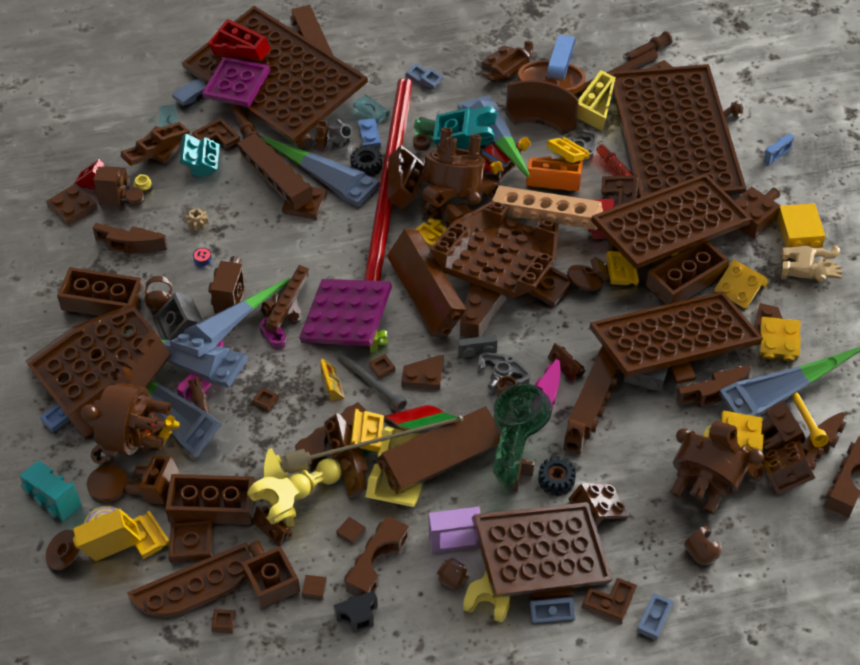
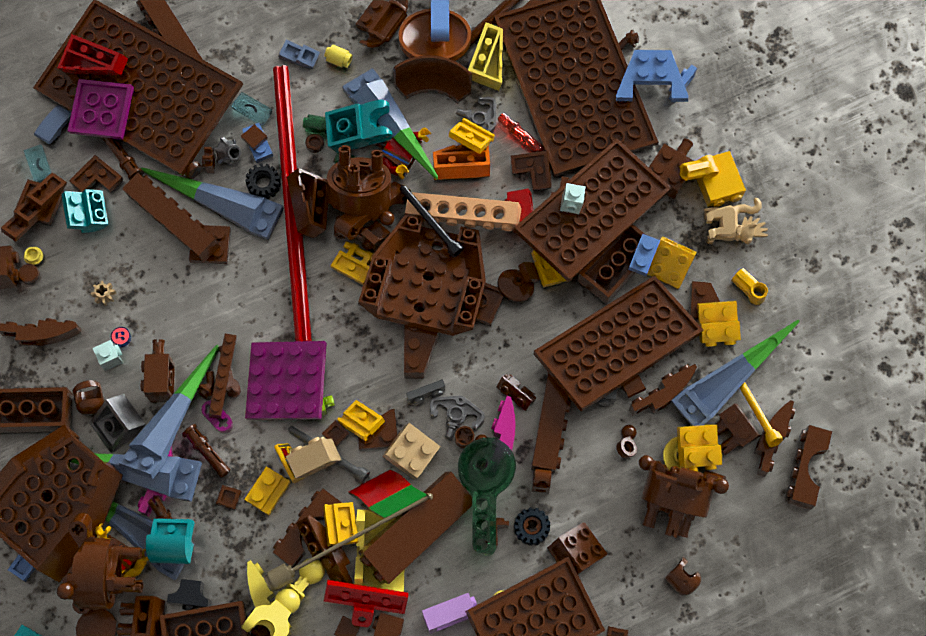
camera: 15 degrees left, 20 degrees up
(186, 266) = (108, 355): none -> light aqua brick
(199, 412) = (170, 541): none -> teal brick
(203, 465) = (189, 595): none -> black brick
(252, 351) = (200, 444): none -> reddish brown pin
(304, 401) = (267, 491): none -> yellow plate
(355, 373) = (313, 457): none -> tan brick
(367, 125) = (254, 137): none -> reddish brown tile
(374, 500) = (365, 600): none -> red plate
(409, 356) = (360, 420): none -> yellow plate
(426, 283) = (359, 330): reddish brown brick -> none
(451, 388) = (411, 451): none -> tan brick
(459, 81) = (338, 56): none -> light yellow brick
(531, 231) = (454, 248): none -> black piece
(654, 197) = (572, 198): none -> light aqua brick
(667, 425) = (626, 447): none -> reddish brown plate
(714, 265) = (644, 255): none -> medium blue plate
(750, 130) = (652, 68): none -> medium blue wing
(787, 207) = (703, 167): none -> yellow piece
(788, 467) = (747, 471): reddish brown bracket -> none
(820, 318) = (749, 285): none -> yellow piece

